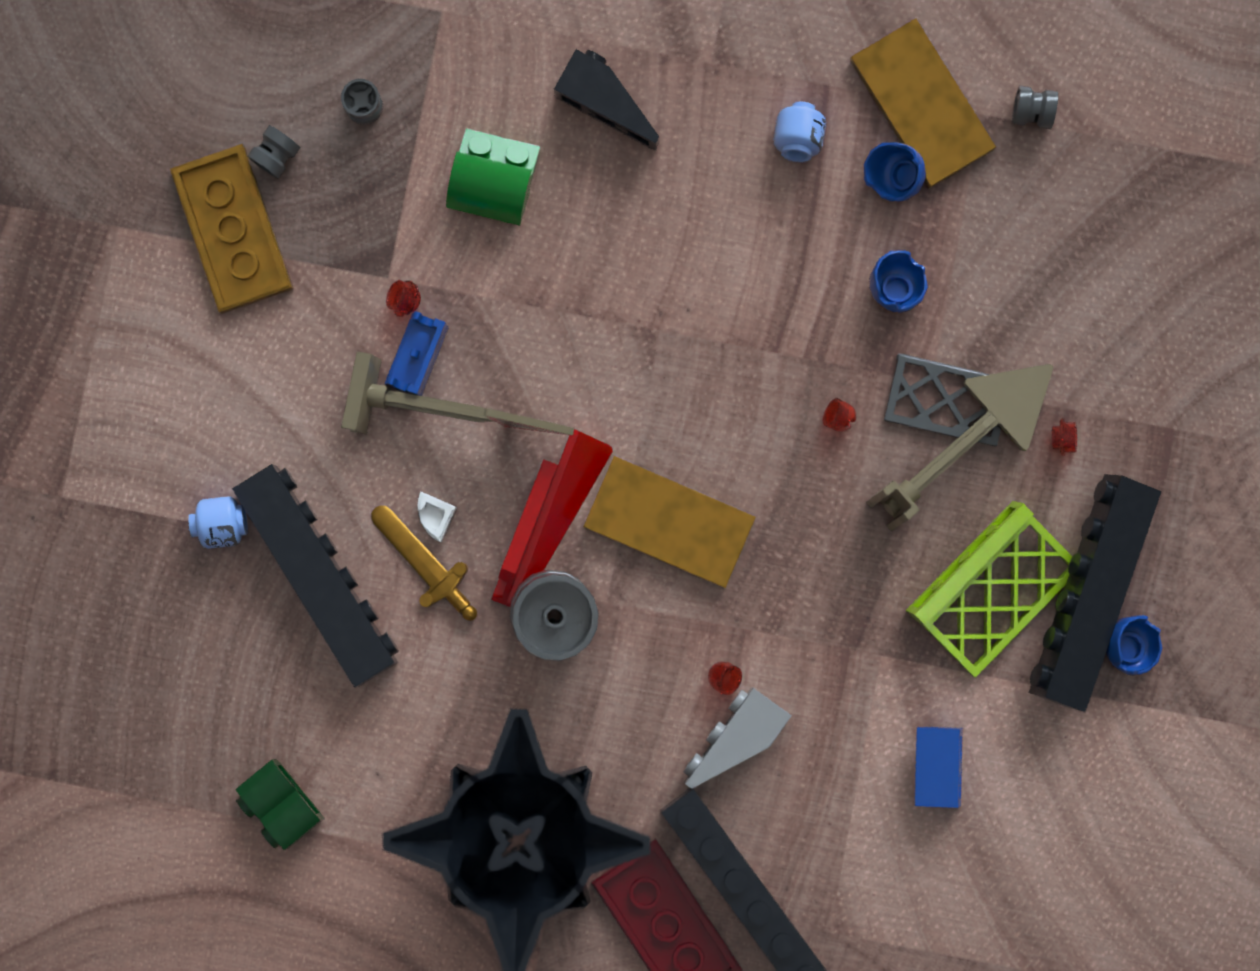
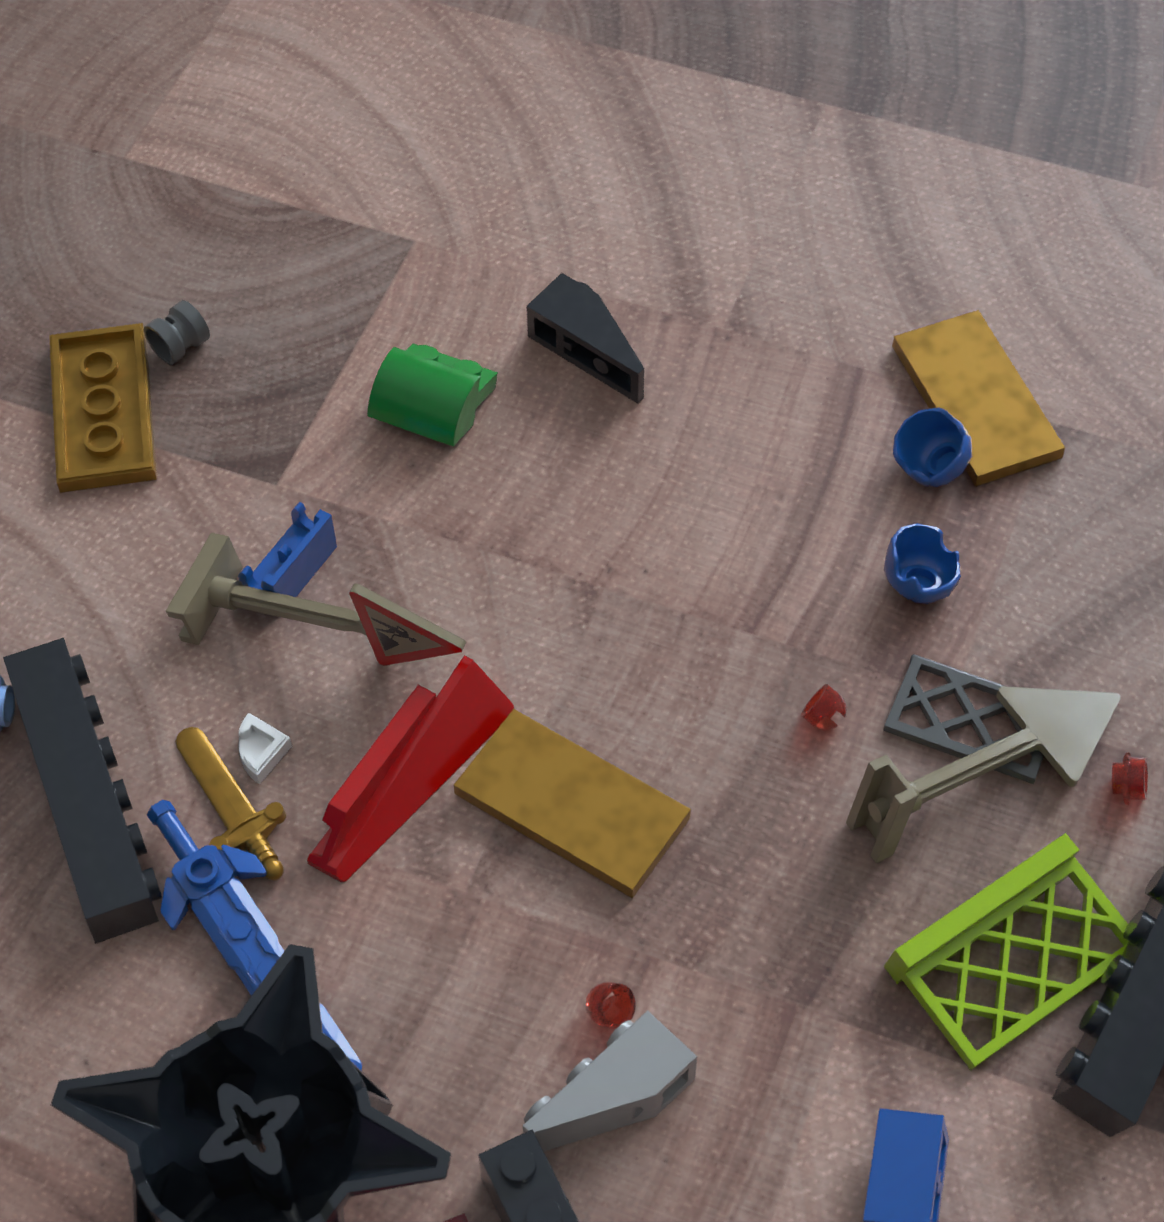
camera: 10 degrees right, 30 degrees down
(356, 96) = (296, 299): dark grey wheel -> none
(403, 297) = (287, 496): clear red plate -> none
(462, 668) = (224, 907): none -> blue sword
(553, 638) = (385, 874): dark grey wheel -> none
(799, 132) = (819, 397): light blue head -> none
(1035, 107) = (1118, 412): dark grey wheel -> none

